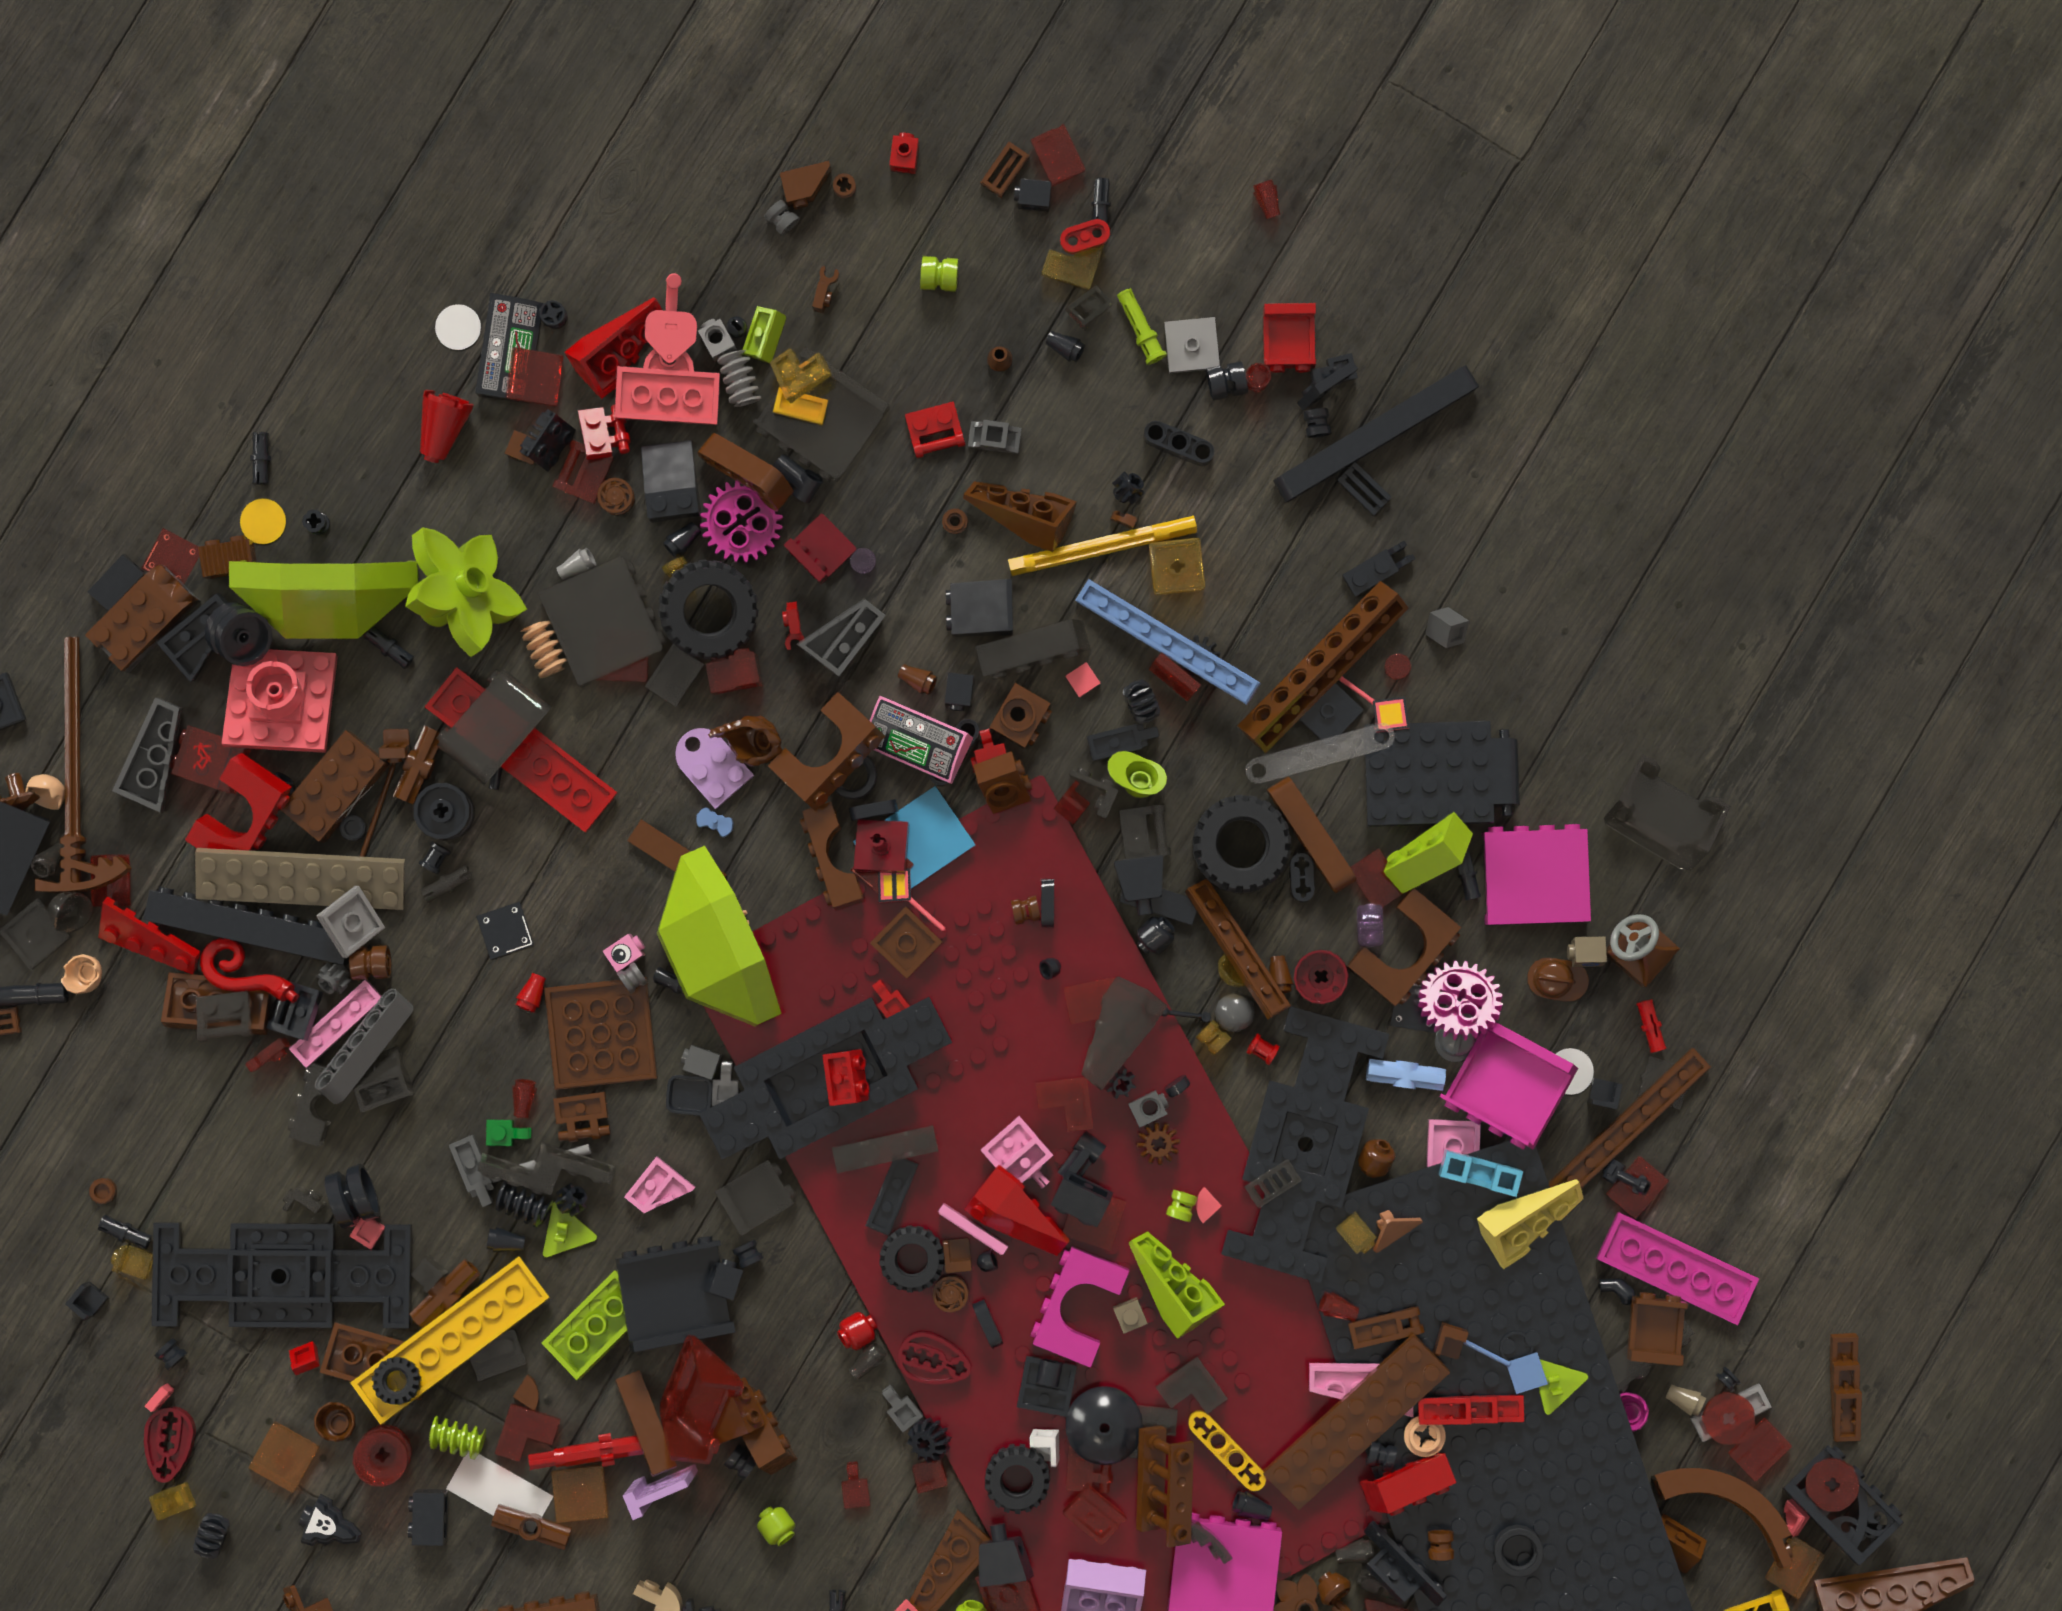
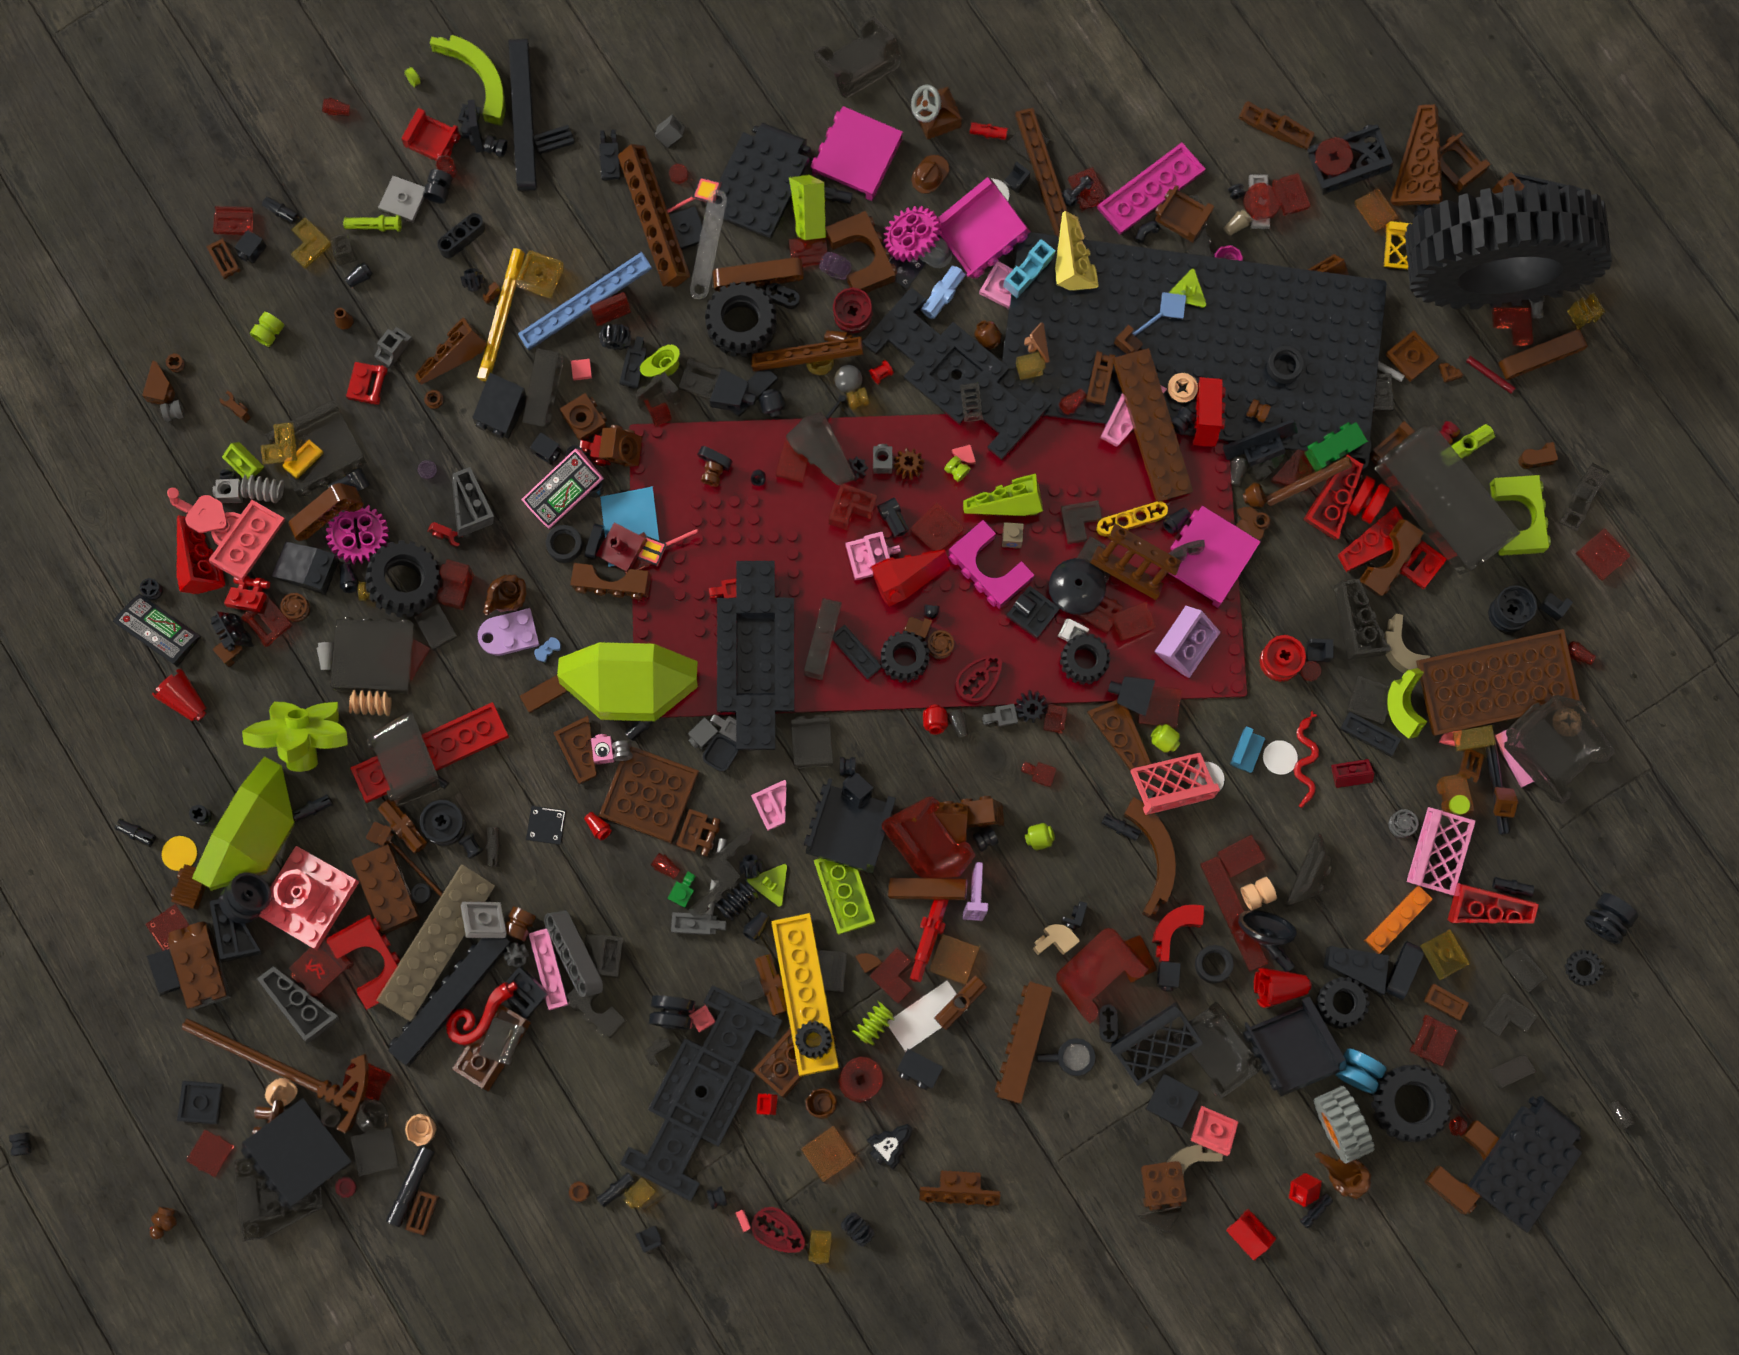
camera: 70 degrees left, 10 degrees down
(145, 939) = (412, 1078): red wing -> none
(272, 1052) = (545, 1021): clear red plate -> none
(458, 327) = (123, 658): white sticker -> none
(534, 376) = (184, 621): clear red tile -> none
(613, 919) = (577, 748): none -> reddish brown wing
(820, 548) = (404, 492): dark red bracket -> none
(846, 1077) = (761, 636): red bracket -> none
(858, 741) = (556, 565): reddish brown arch -> none
(904, 153) = (176, 314): red brick -> none
(906, 942) = (693, 560): reddish brown plate -> none
(917, 678) = (523, 471): reddish brown cone -> none
(973, 1229) = (904, 609): bright pink tile -> none
(988, 1324) = (973, 630): black beam -> none
(1081, 1199) = (920, 525): black brick -> none
(1084, 236) = (294, 227): red plate -> none
(1177, 1086) = (877, 434): black tile -> none
(1356, 271) = (412, 77): none -> lime tile
(1389, 382) = (470, 54): none -> lime arch
(1471, 1409) = (1179, 349): red slope -> none
(1587, 951) = (921, 144): dark tan brick -> none
(1736, 1492) = (1314, 218): reddish brown arch -> none
(1795, 1517) = (1345, 193): coral tile -> none

